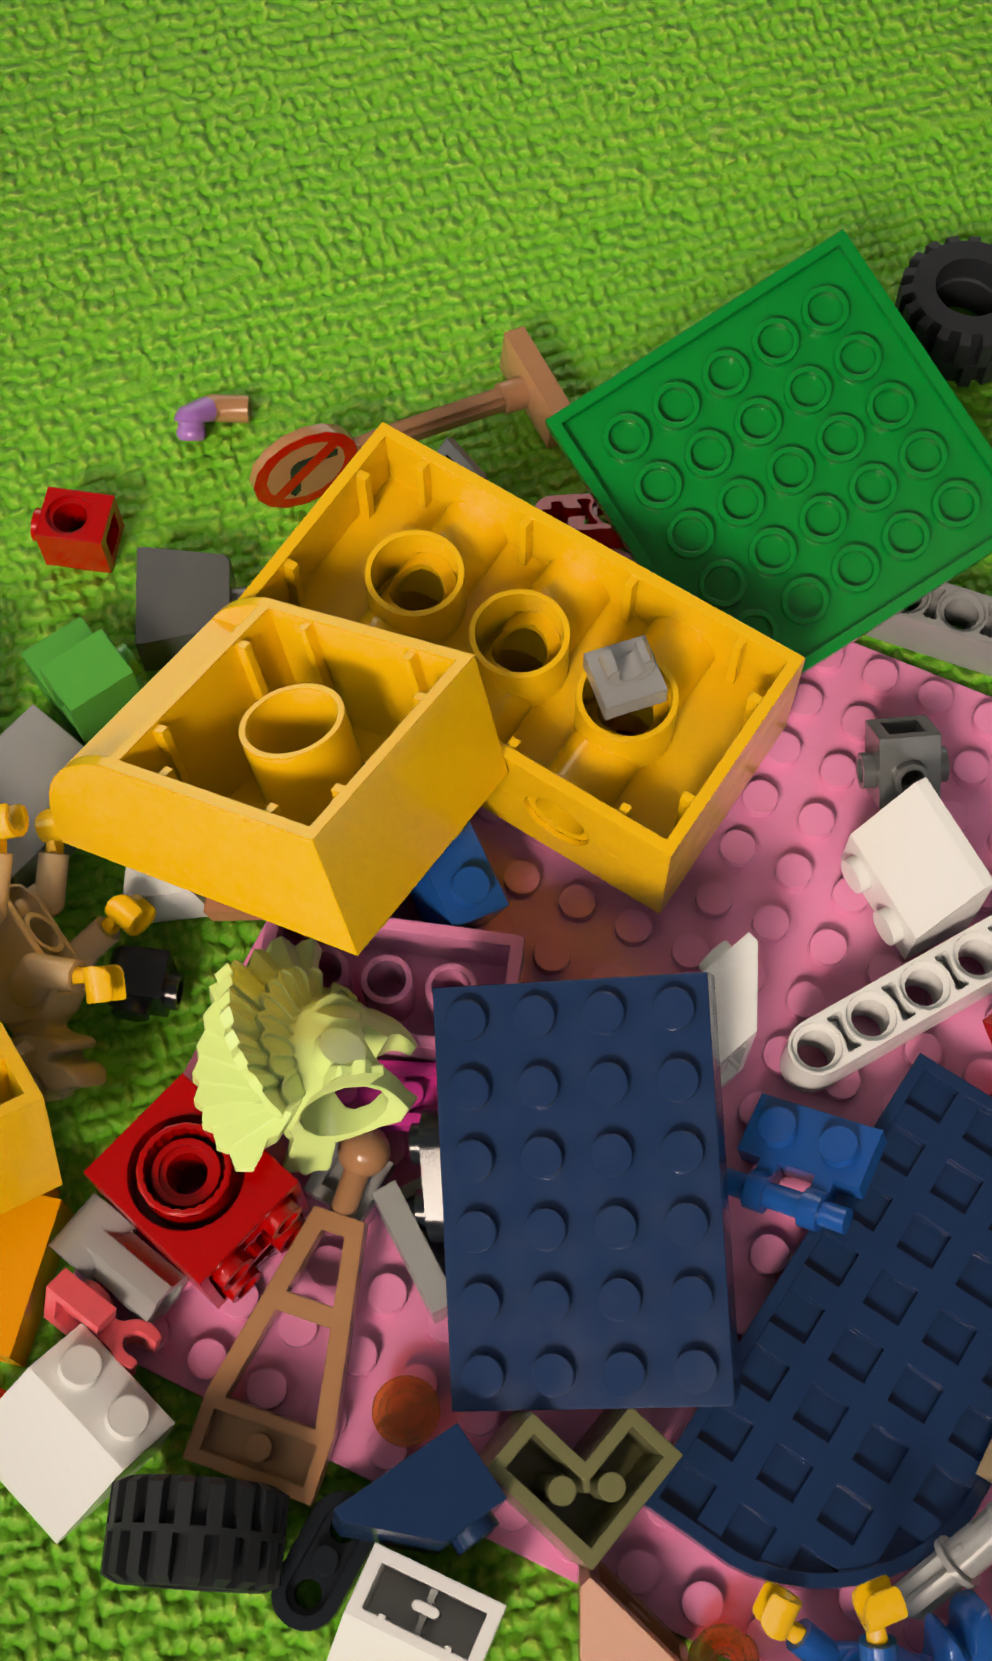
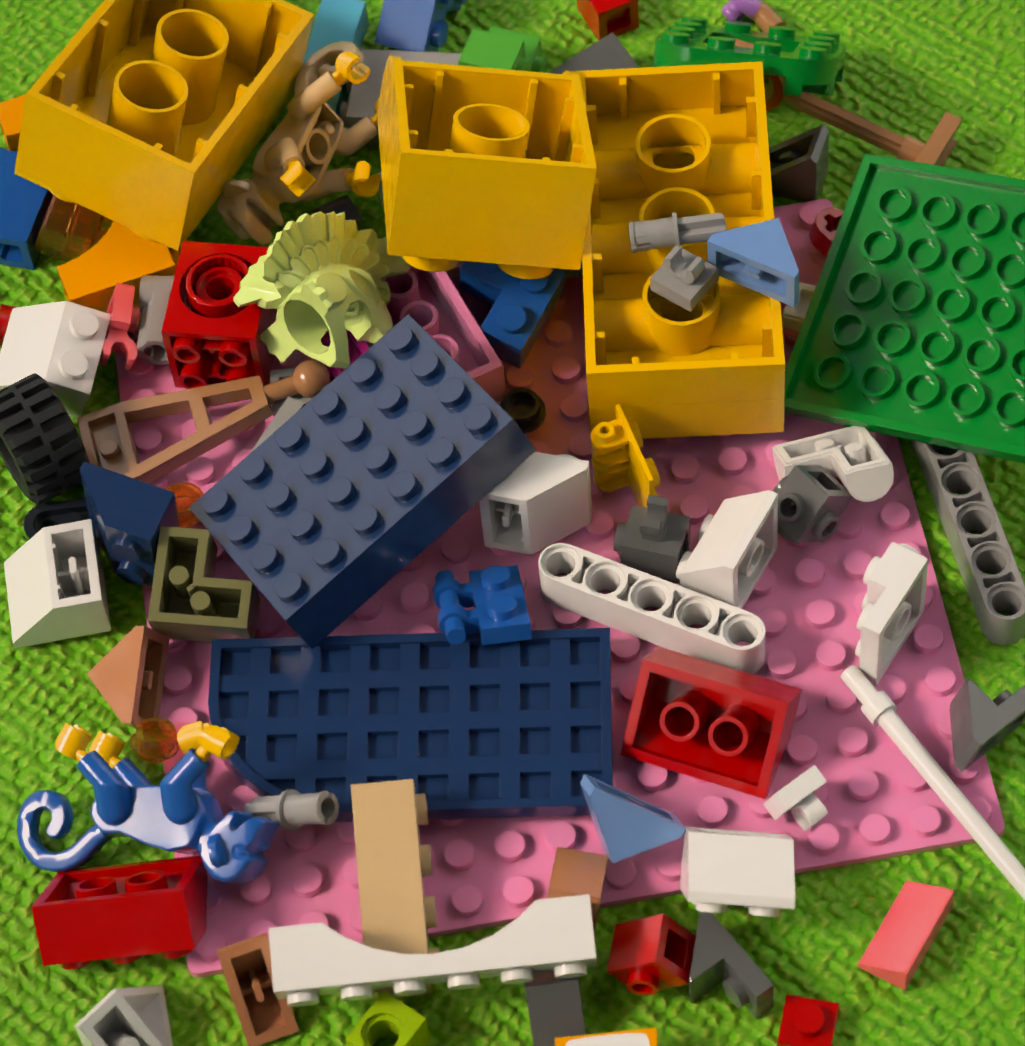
camera: 60 degrees right, 10 degrees down
(346, 394) = (806, 62): none -> green plate
(557, 955) = (525, 408): none -> black plate
(561, 643) = (674, 231): none -> light grey axle
(675, 587) = (757, 259): none -> medium blue slope
(725, 888) = (619, 460): none -> yellow hinge
(837, 938) = (653, 539): none -> dark grey brick
(853, 688) = (845, 454): none -> white brick

